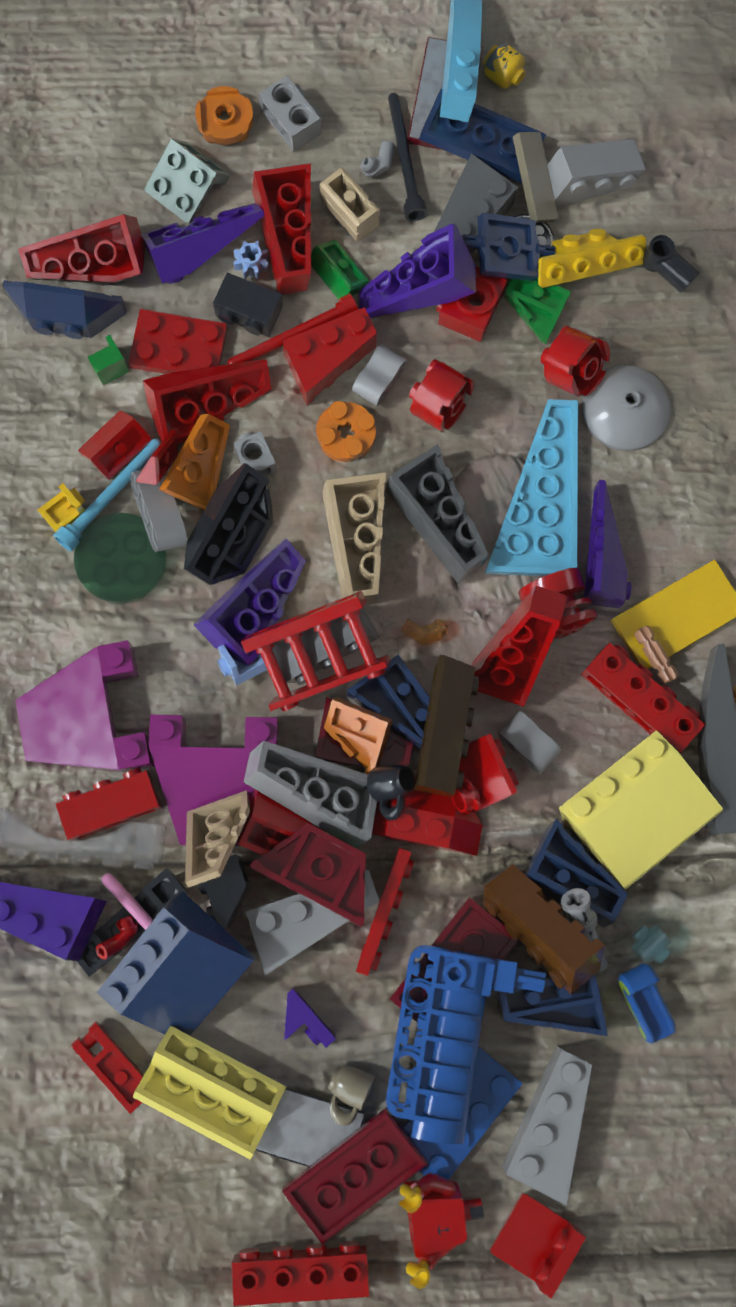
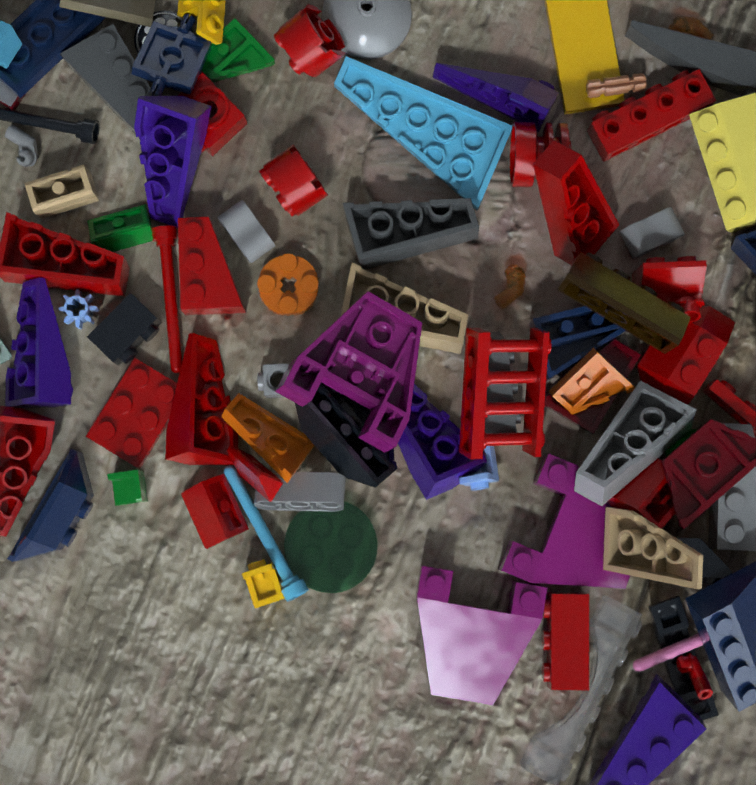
camera: 65 degrees left, 5 degrees up
(301, 511) = (368, 358): none -> magenta wedge
(390, 783) = (652, 371): black piece -> none

